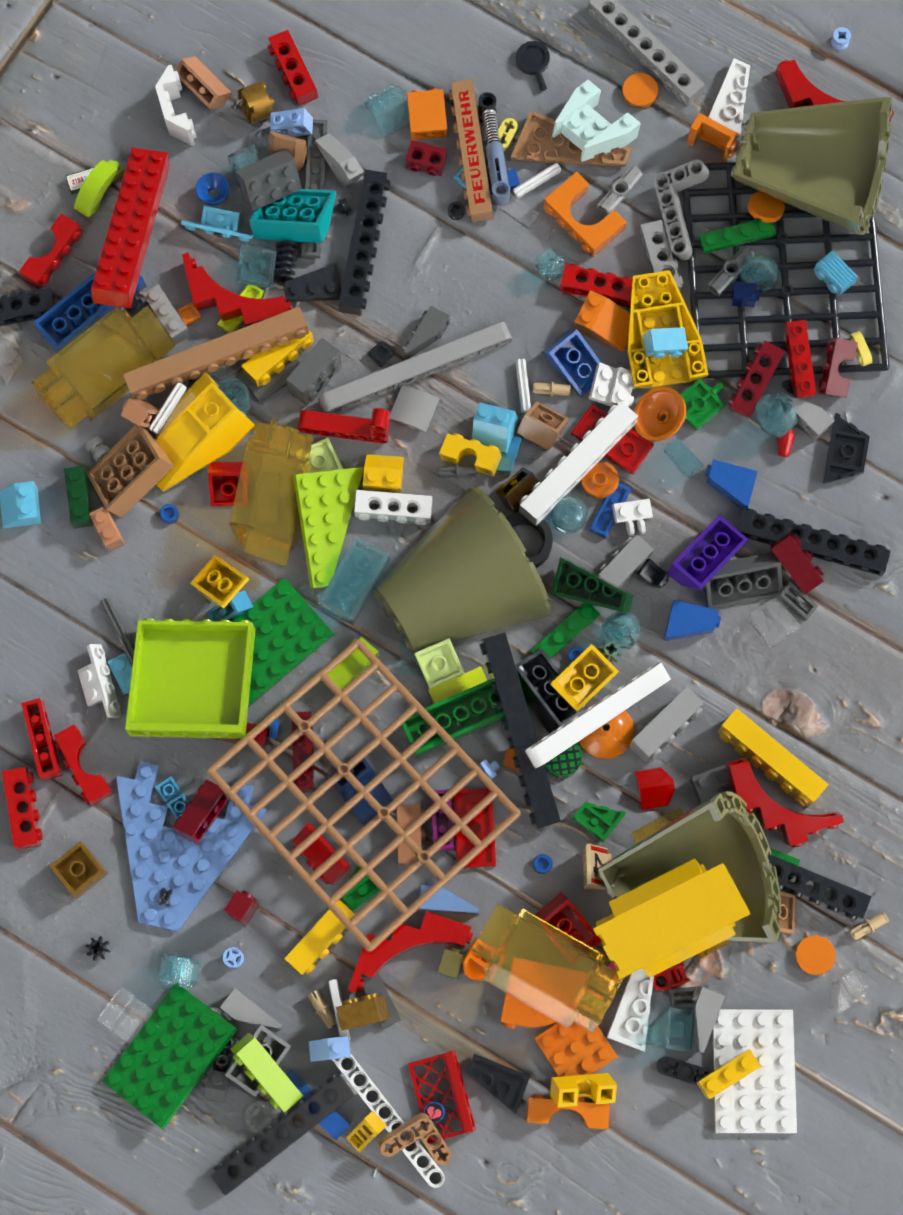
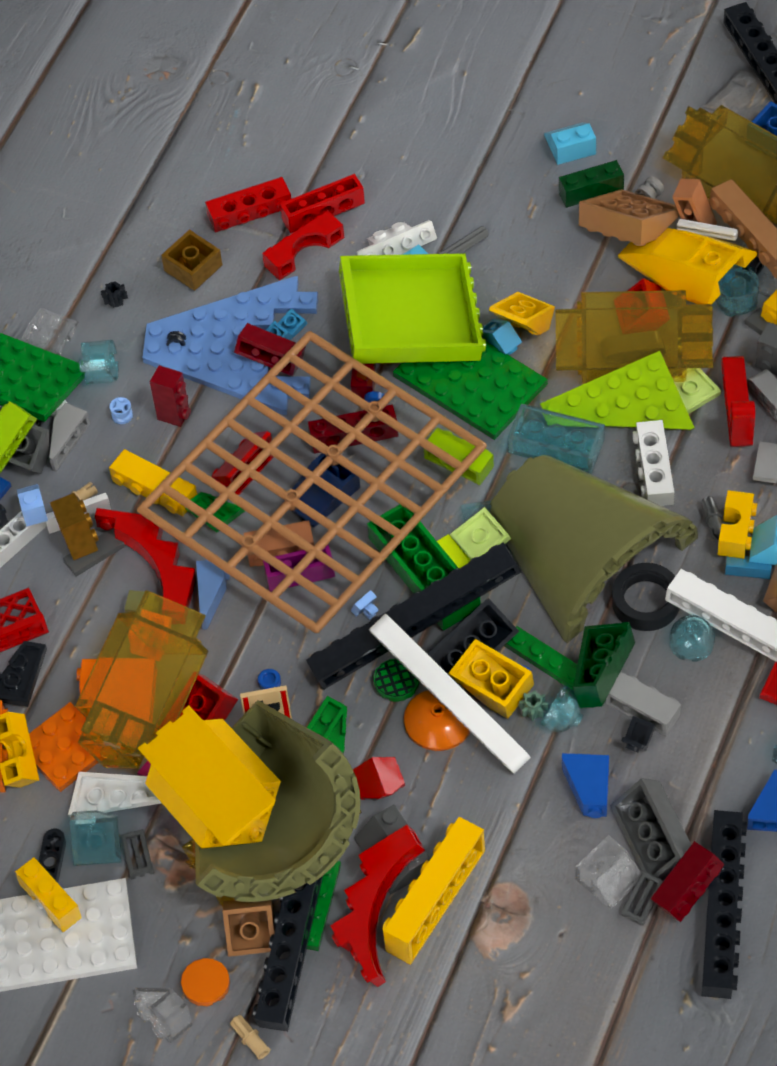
camera: 85 degrees right, 20 degrees down
(106, 528) = (560, 214): nougat brick -> none
(169, 514) = (594, 267): blue tile -> none
(383, 473) = (691, 447): yellow slope -> none
(480, 825) = (274, 621): red tile -> none
(516, 488) = (708, 572): dark brown brick -> none
(601, 480) = (742, 663): orange tile -> none
(605, 519) = (710, 681): blue tile -> none
(633, 511) = (711, 701): white hinge -> none
(666, 724) = (453, 771): light grey brick -> none
(673, 977) = (156, 829): red piece -> none
(706, 1009) = (119, 864): light grey slope -> none
(707, 554) = (674, 776): dark purple slope -> none

